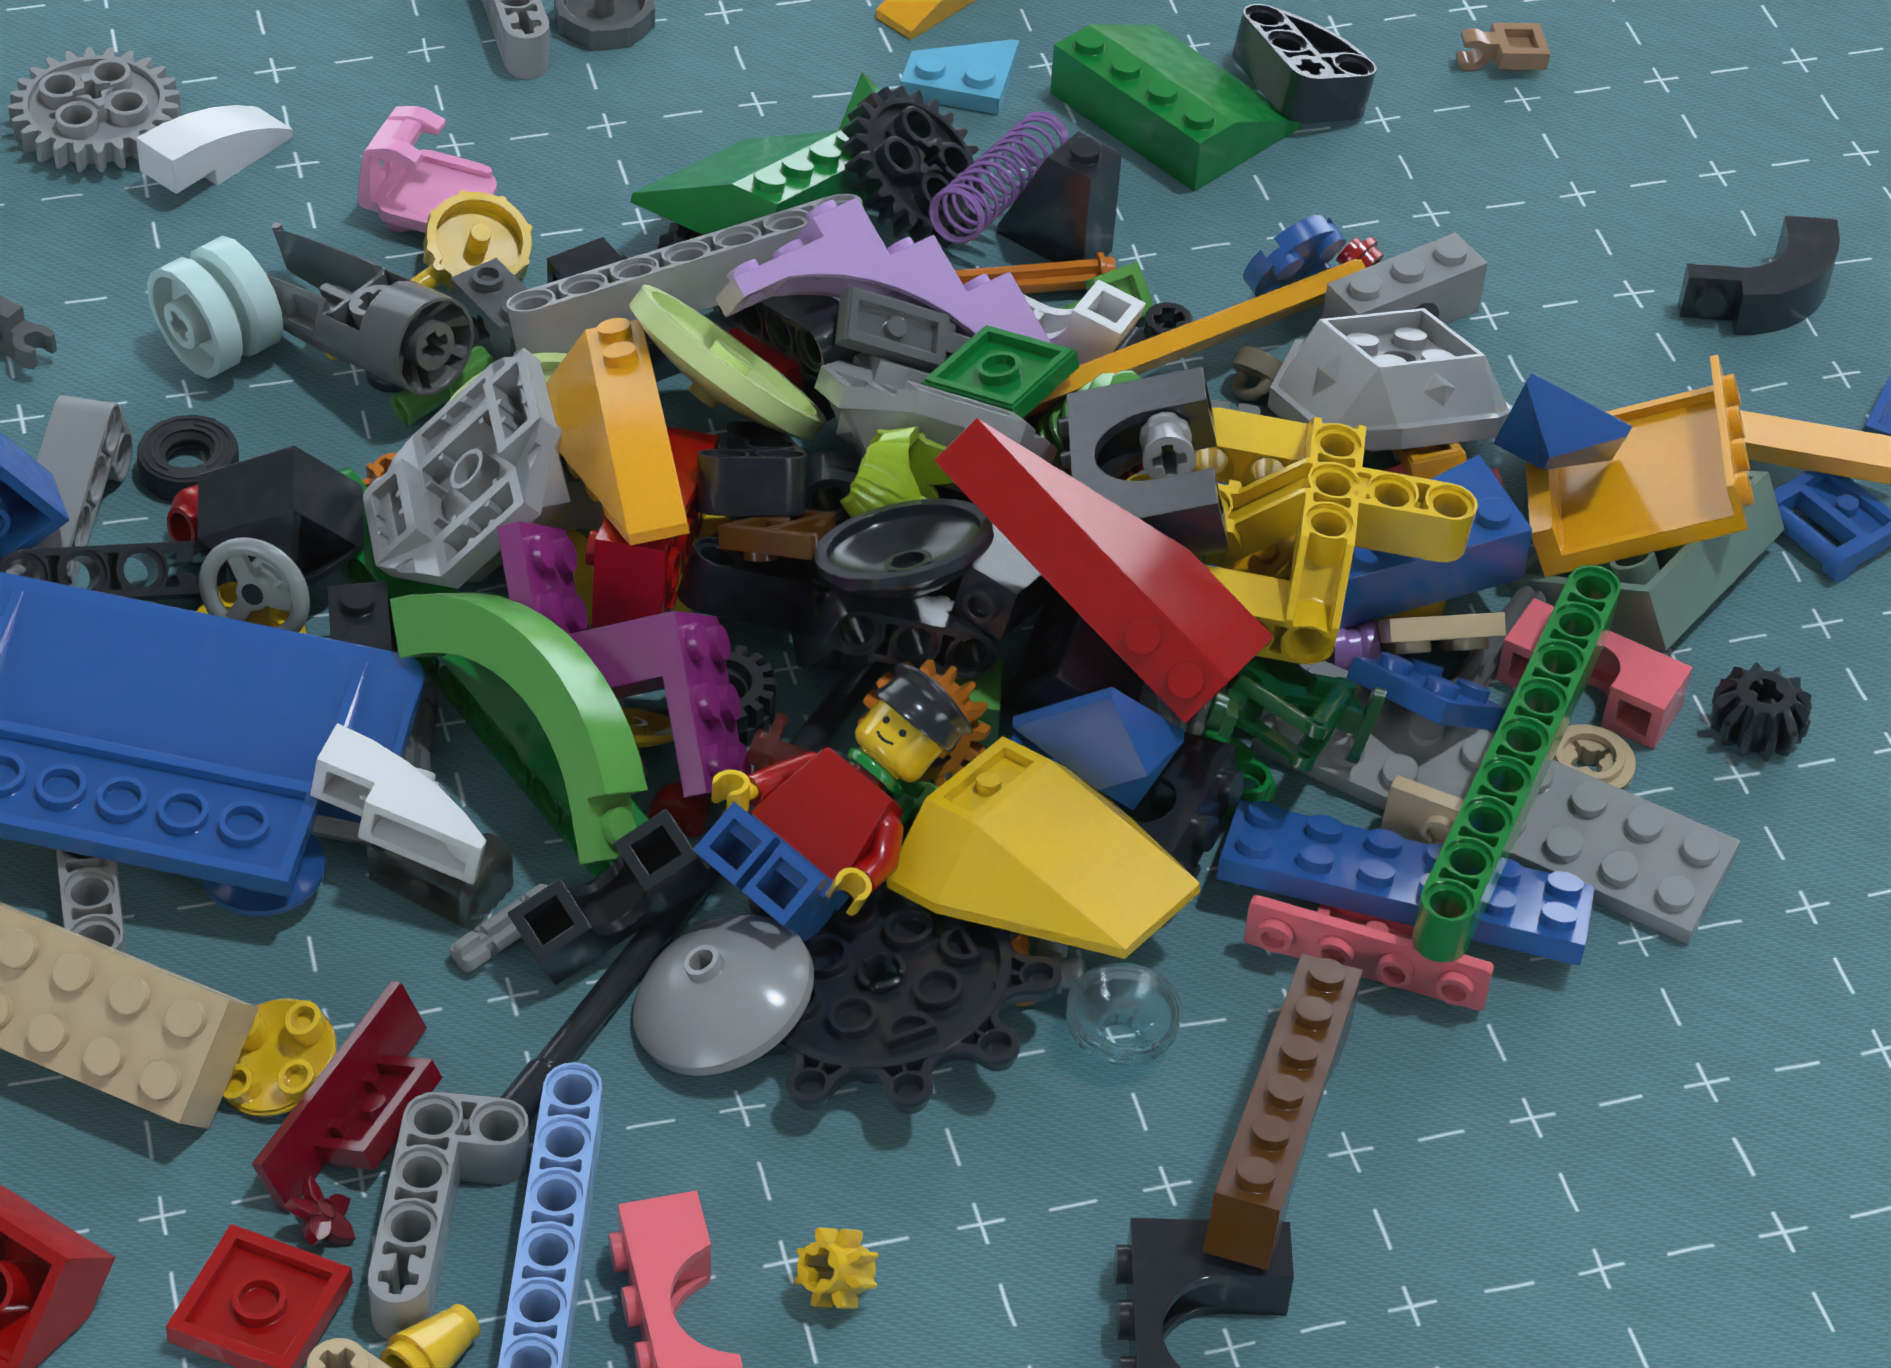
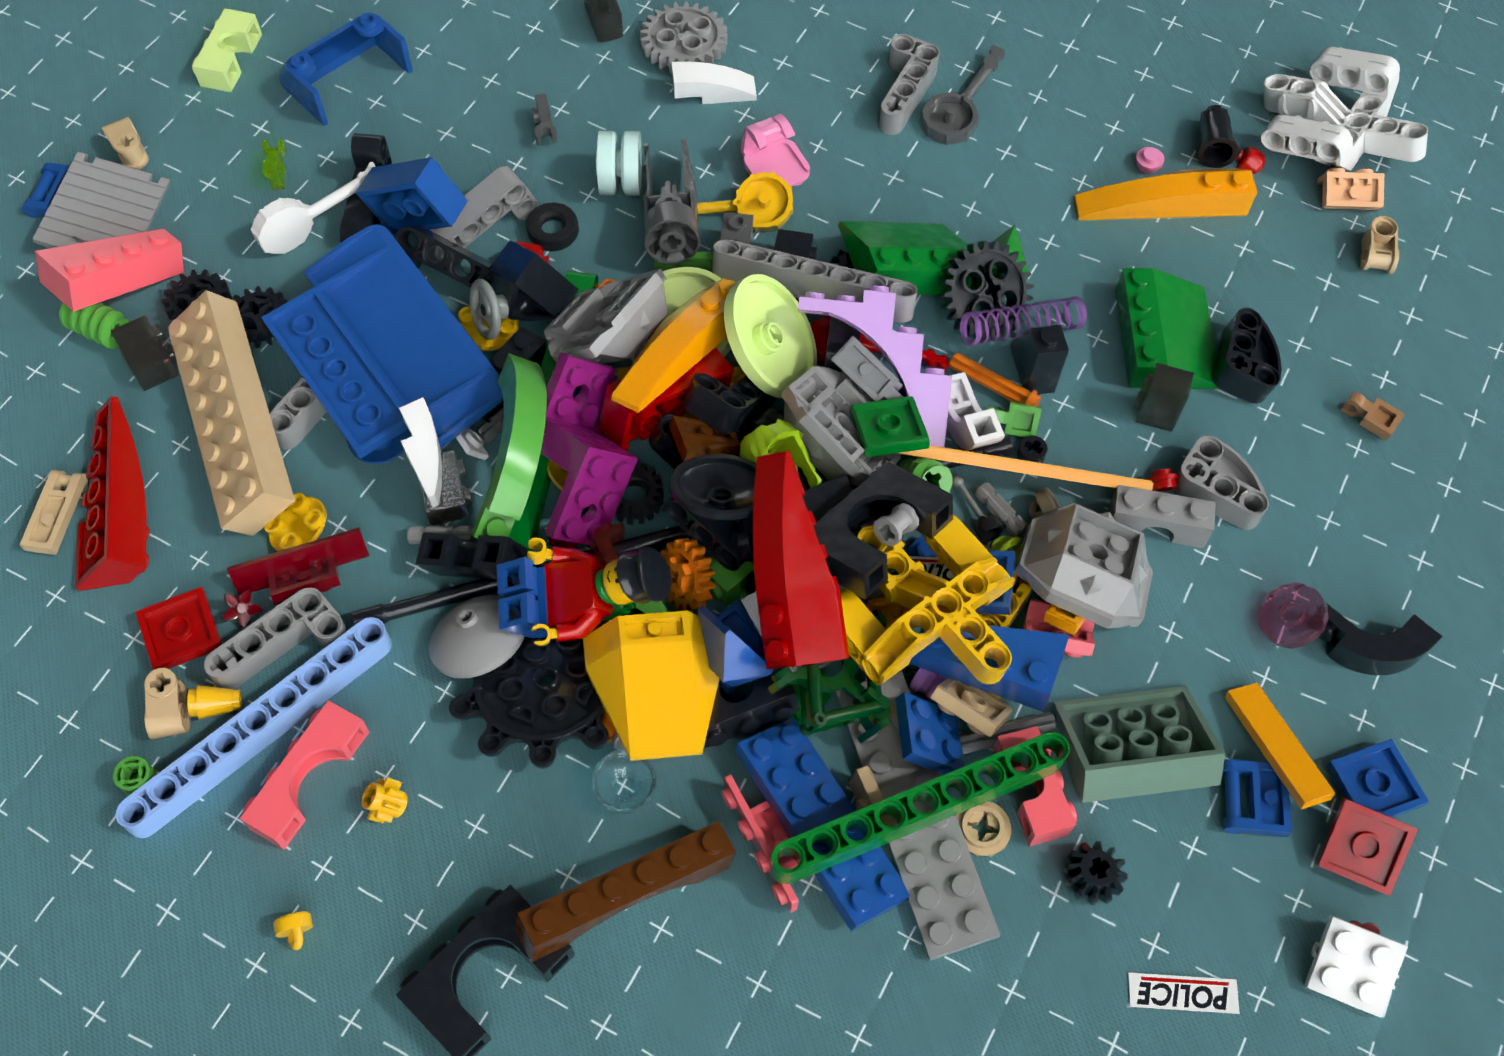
camera: 45 degrees right, 15 degrees up
(963, 75) = (1079, 255): medium azure wing -> none
(1265, 160) = (1163, 396): none -> clear smoke brick
(1301, 253) = (1120, 459): blue plate -> none
(1420, 206) = (1227, 473): none -> light grey beam
(1559, 428) = (1132, 649): blue slope -> none
(1663, 304) = (1293, 615): none -> clear pink tile
(1666, 487) = (1157, 700): light orange panel -> none

